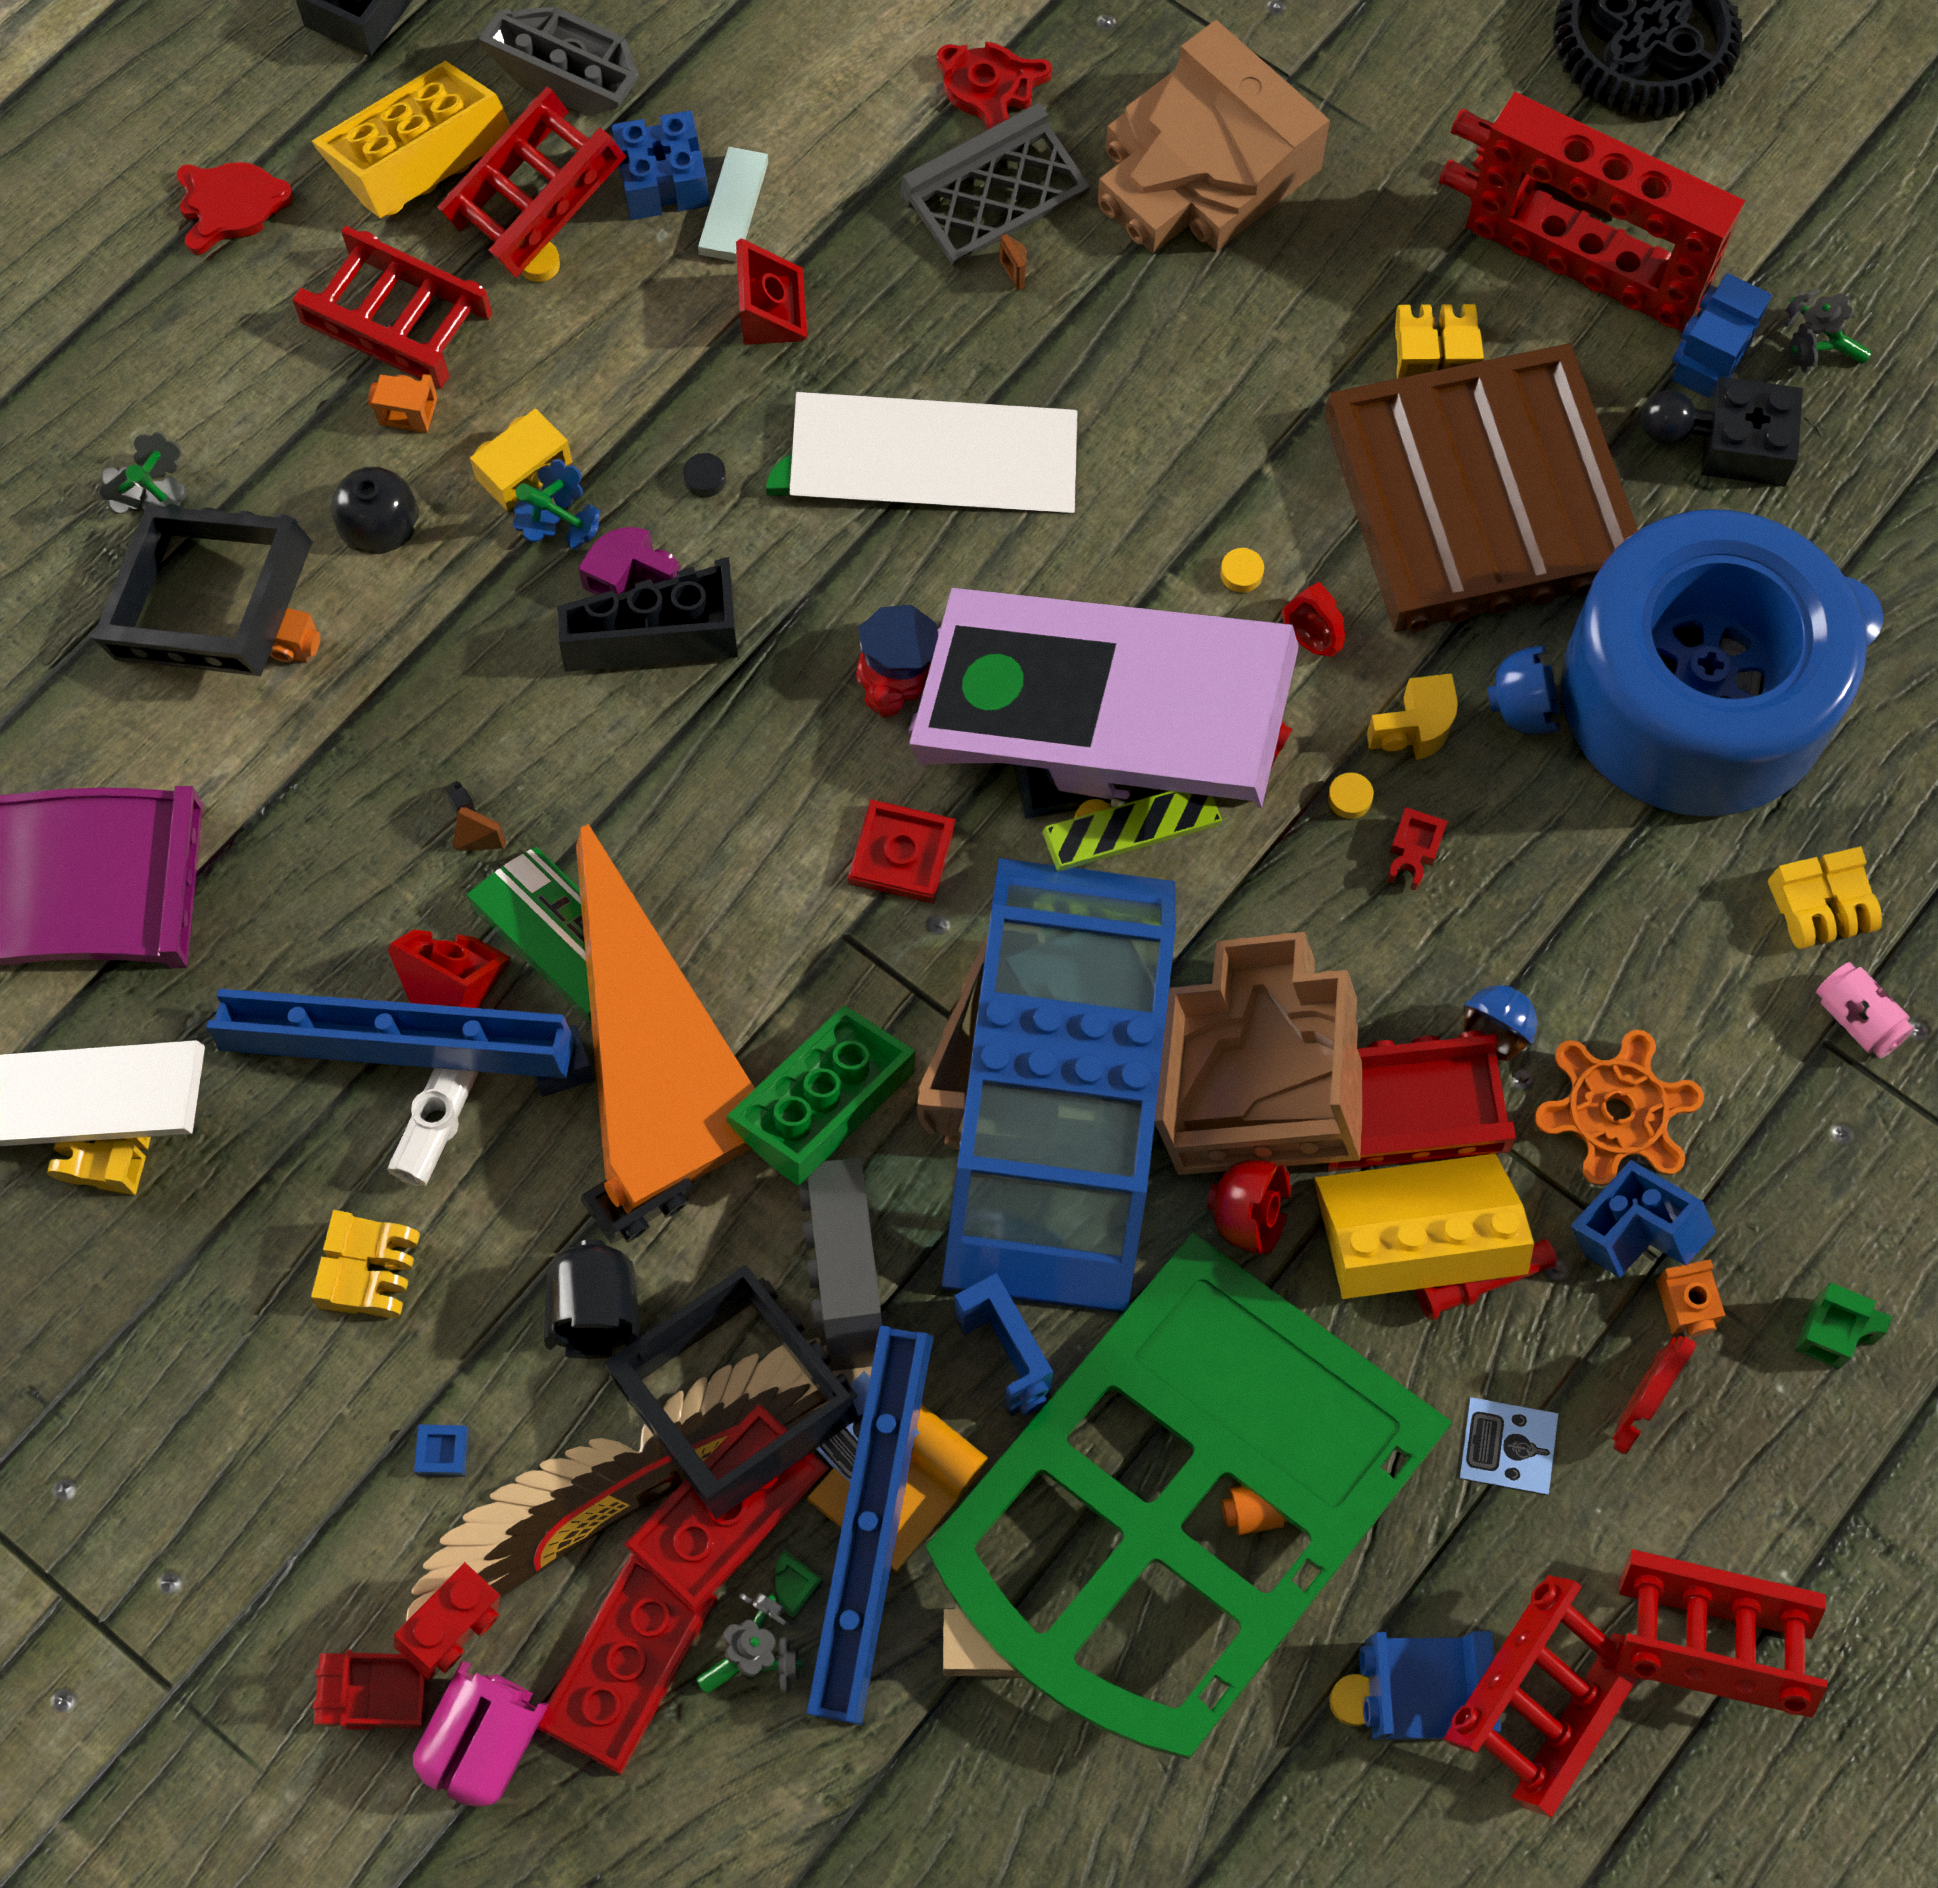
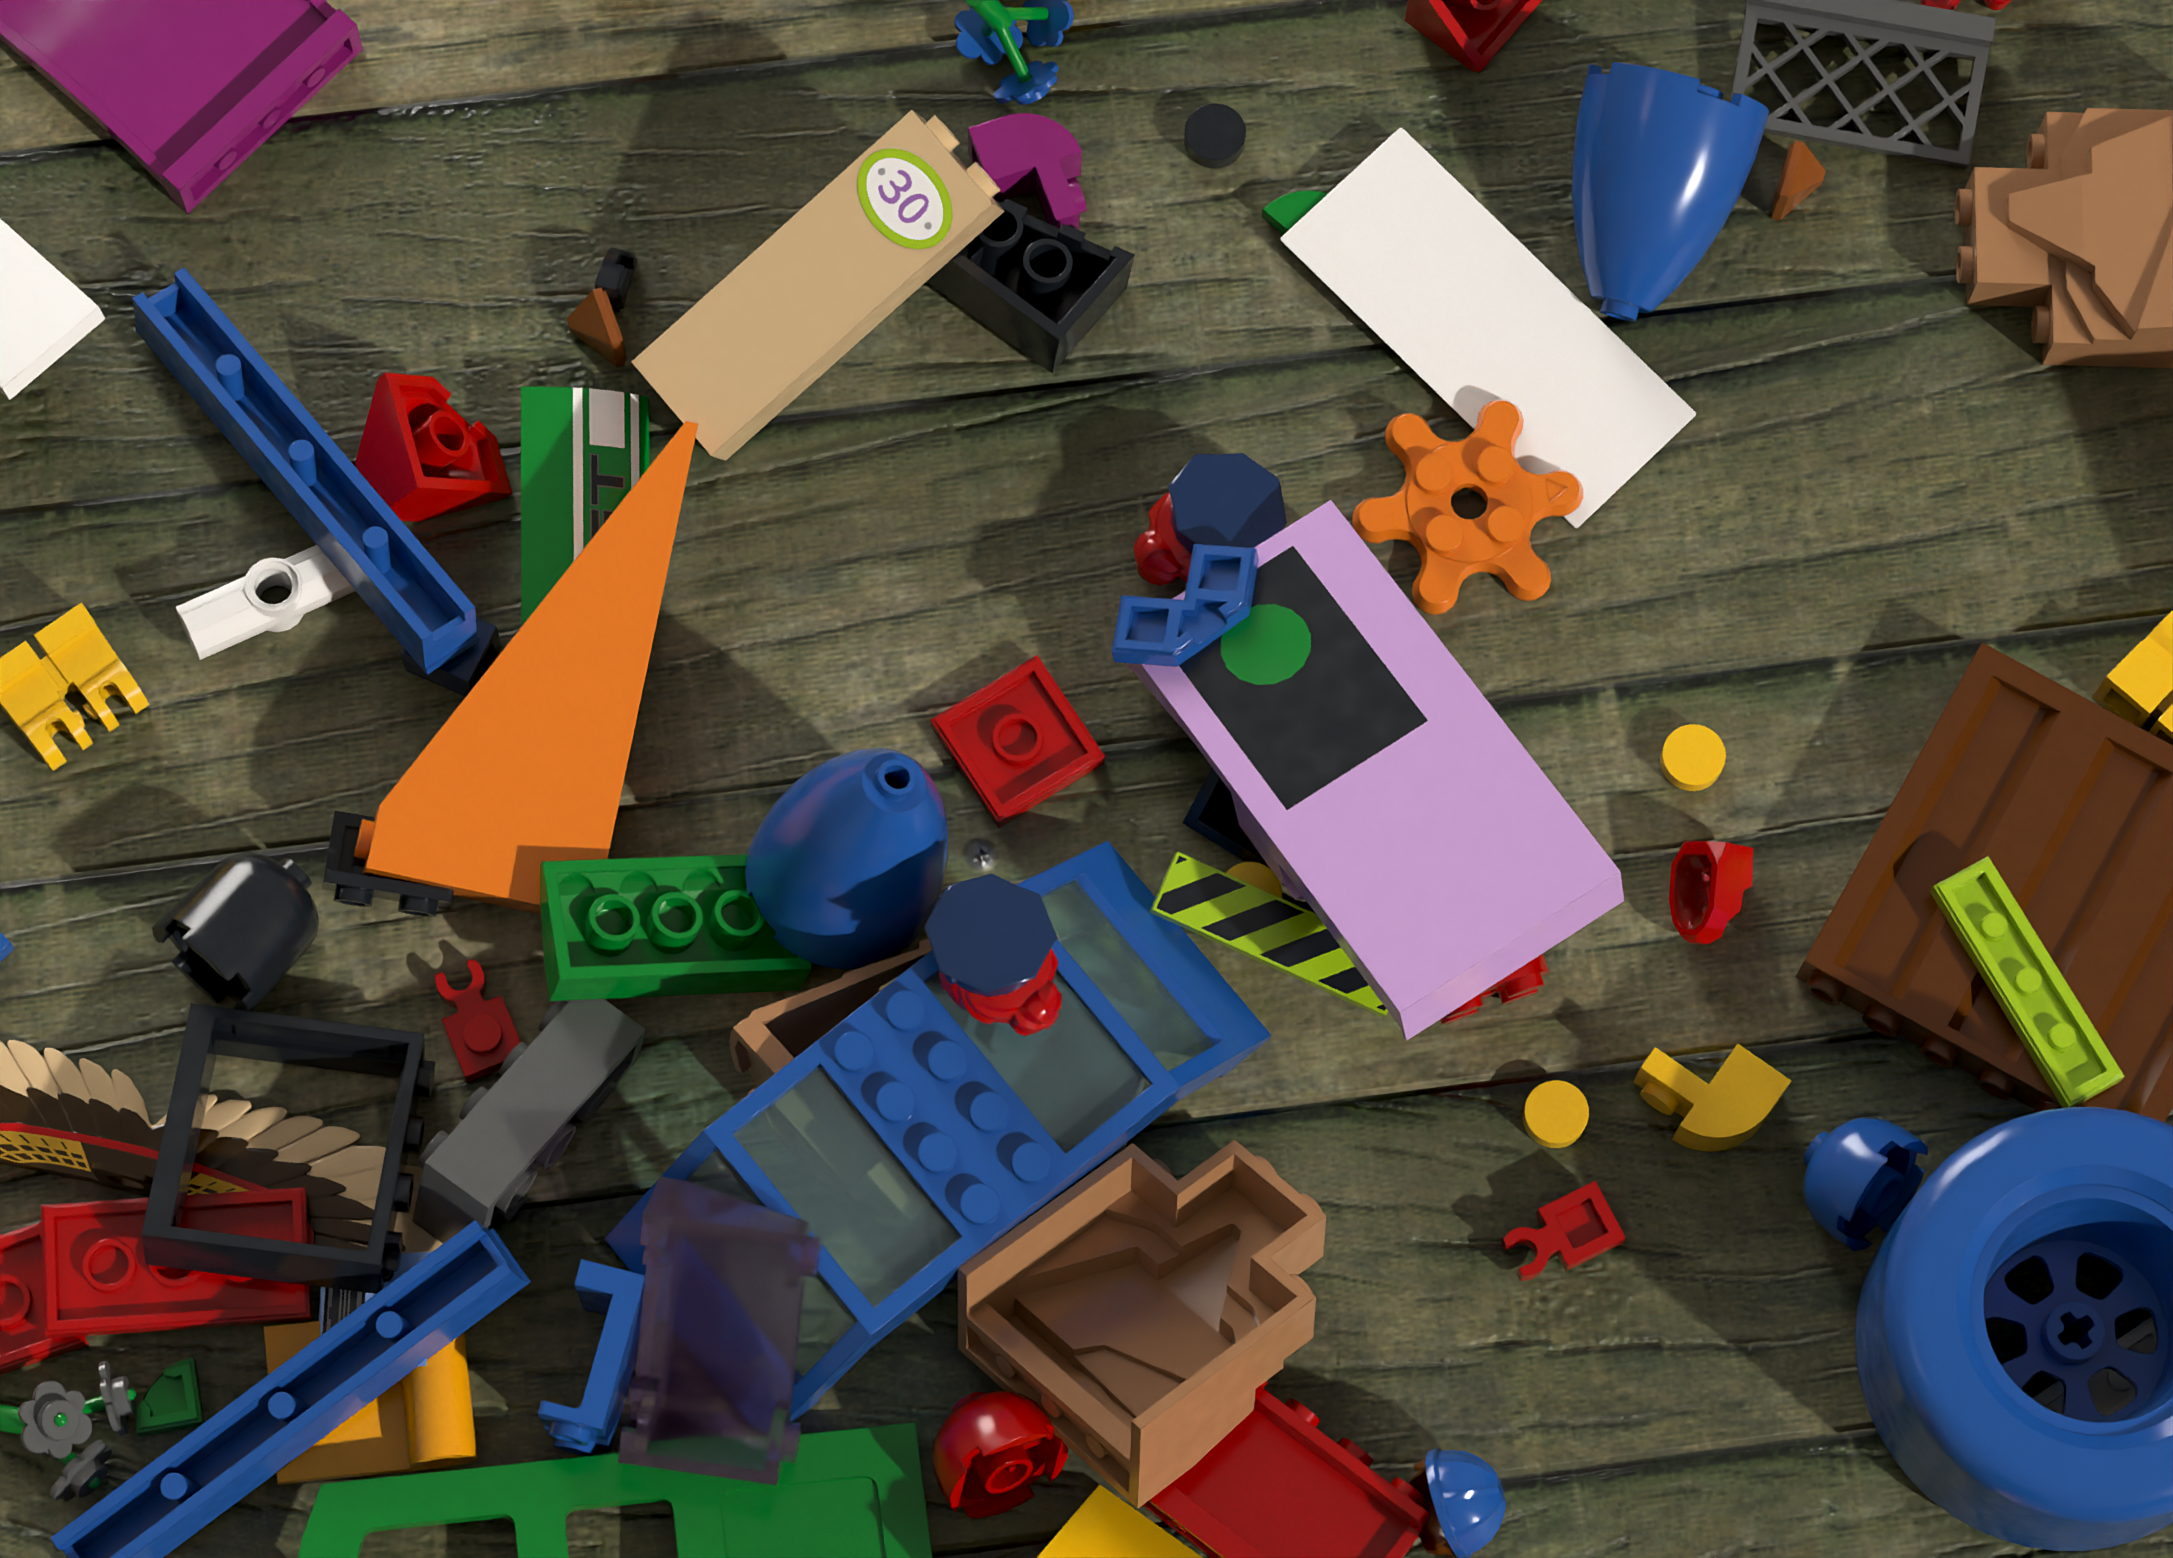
camera: 40 degrees right, 5 degrees up
(581, 702) = (820, 283): none -> tan brick
(768, 1242) = (480, 1029): none -> red plate
(884, 969) = (851, 859): none -> blue cylinder
(940, 714) = (1175, 629): none -> blue tile
(950, 307) = (1654, 179): none -> blue cylinder
(1004, 516) = (1457, 546): none -> orange plate
(1023, 938) = (996, 953): none -> dark blue piece
(1062, 1268) = (718, 1335): none -> clear purple windscreen
(1514, 530) = (2026, 983): none -> lime tile

